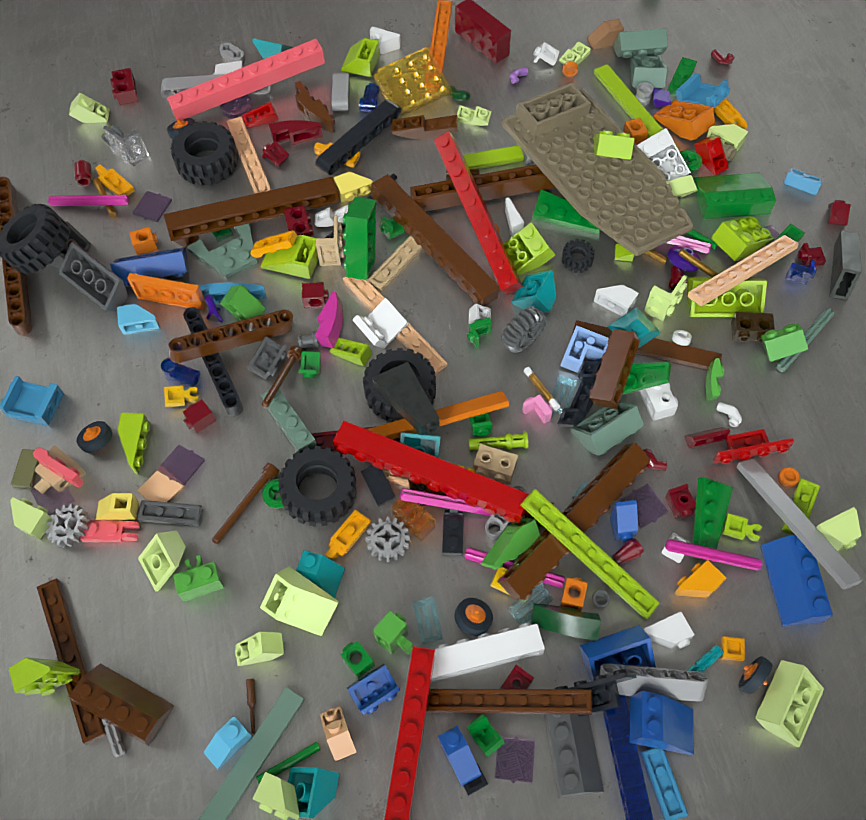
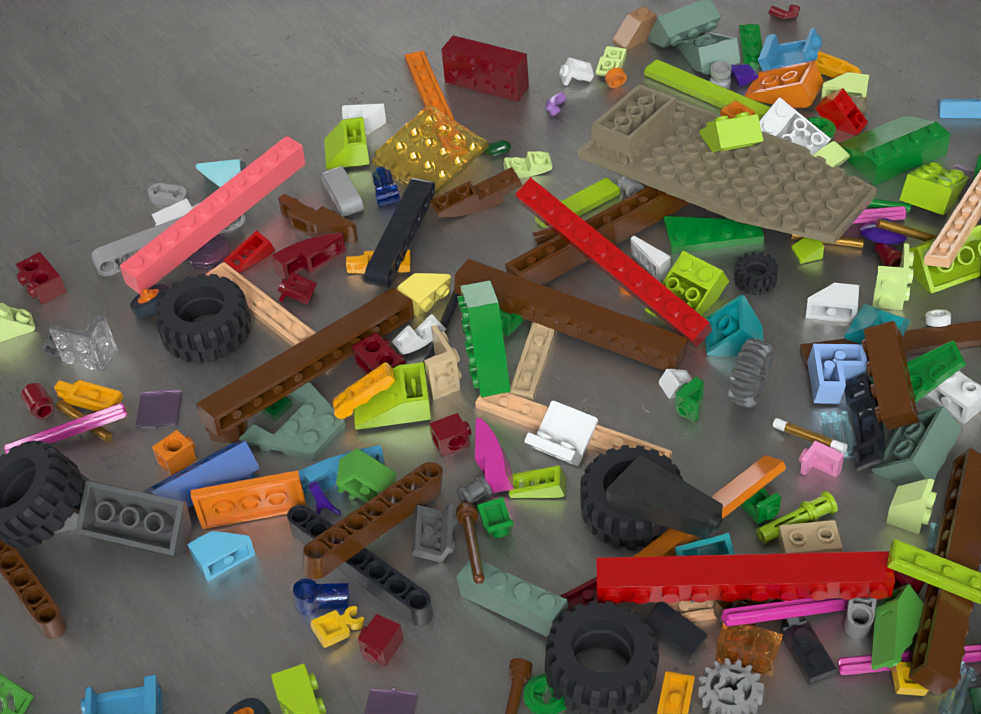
camera: 20 degrees left, 15 degrees down
(575, 466) = (912, 505): none -> yellowish green slope

